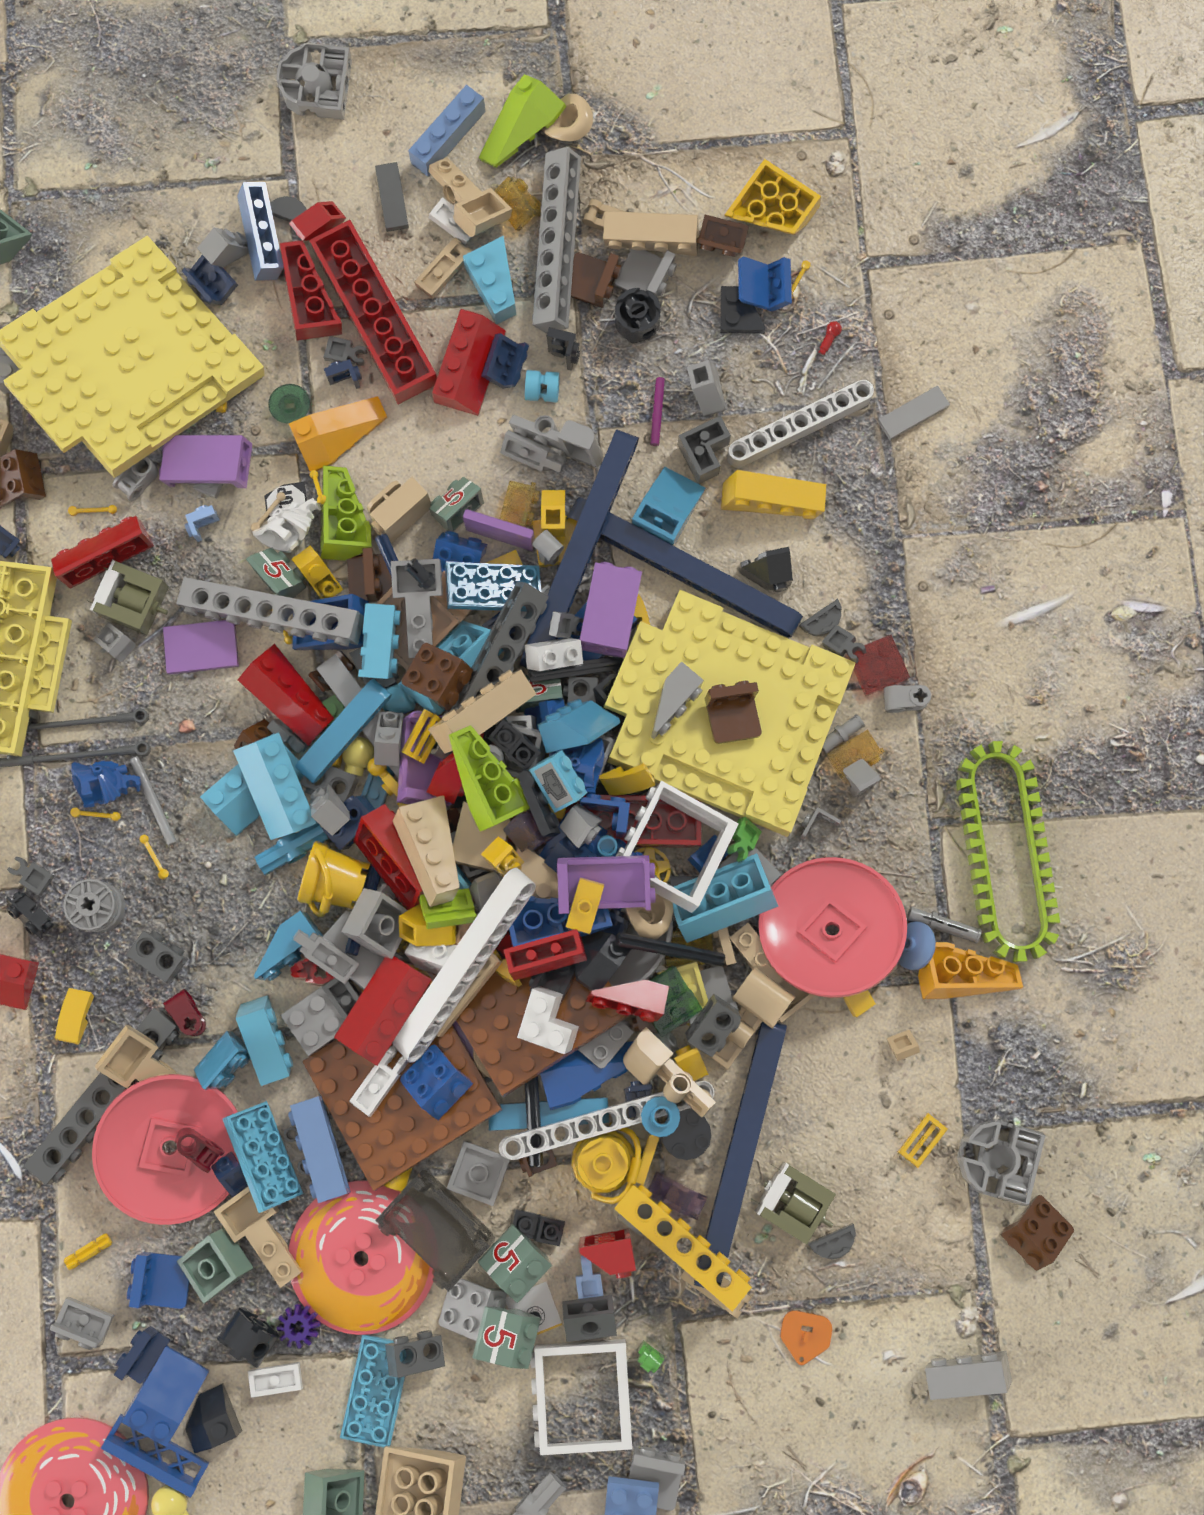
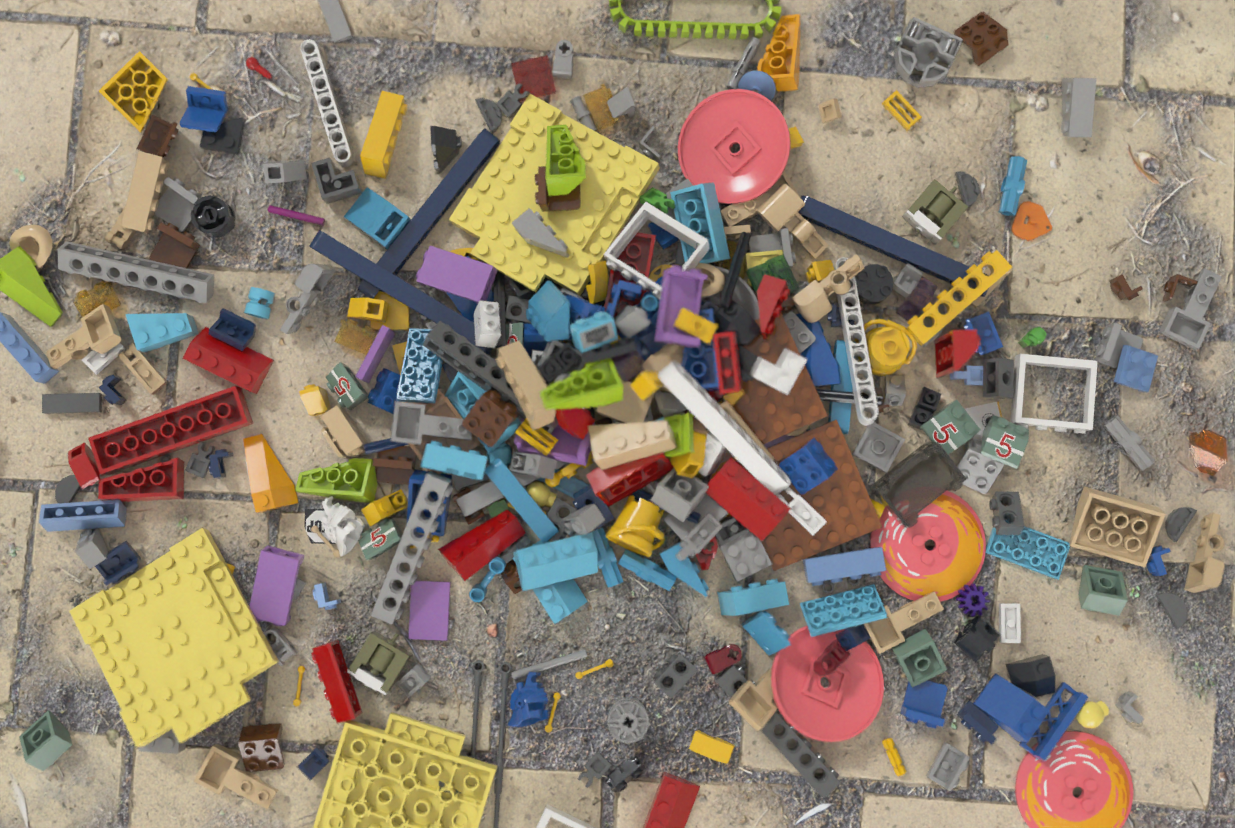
camera: 80 degrees left, 5 degrees up
(232, 702) = (479, 590): none -> dark azure bar
(282, 900) = (647, 570): none -> dark azure piece
(289, 394) = (229, 509): clear green piece -> none
(321, 498) = (324, 494): yellow hinge -> none
(408, 239) = (110, 391): none -> dark blue bracket
(420, 574) = (410, 415): black pin -> none
(434, 470) = (315, 400): none -> yellow slope
(531, 453) = (314, 320): light grey hinge -> none
(548, 548) = (398, 316): light grey piece -> none
(554, 1183) = (894, 390): none -> light grey bracket
(563, 344) = (227, 279): black bracket -> none
(564, 624) = (463, 313): dark grey plate -> none
(644, 1288) = (986, 330): none -> blue bracket
(647, 1157) = (879, 313): yellow tile -> none
(649, 1121) = (855, 306): dark azure piece -> none
(698, 1178) = (906, 280): none -> light grey bracket
(707, 1023) = (794, 250): dark grey brick -> none
(736, 1469) = (1121, 288): none -> reddish brown bracket
(770, 712) = (563, 161): none -> lime wedge
(847, 1303) = (1012, 186): none -> dark azure piece

